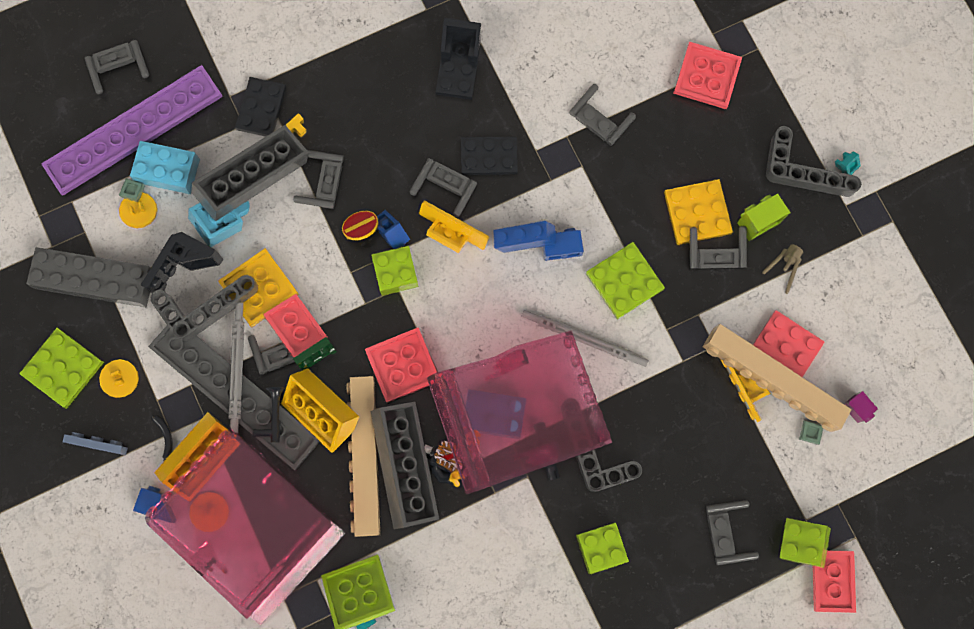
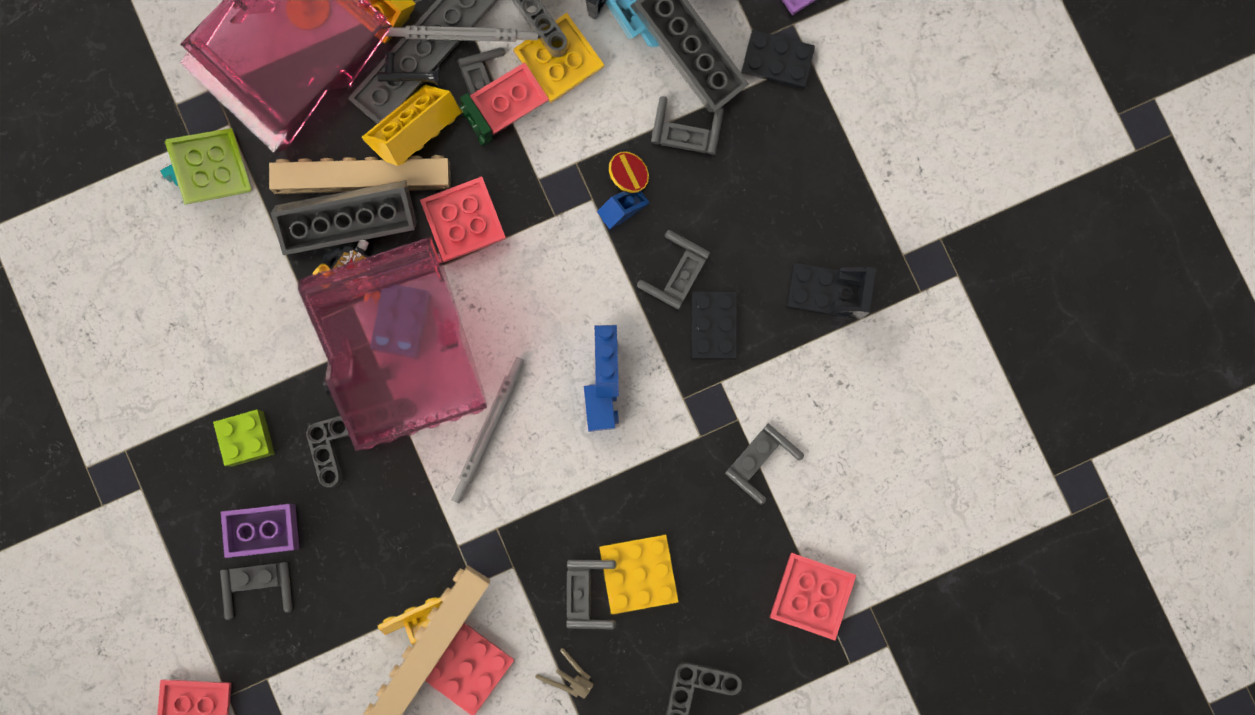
camera: 90 degrees right, 5 degrees up
(295, 125) = (753, 98): yellow tile -> none
(395, 270) = (573, 211): lime brick -> none
(450, 230) = (619, 276): yellow bracket -> none
(625, 280) = (556, 481): lime plate -> none
(682, 529) = (259, 530): none -> medium lavender brick
(763, 216) = (625, 650): lime brick -> none
(805, 542) = (235, 671): lime brick -> none
(811, 432) = (366, 692): sand green tile -> none

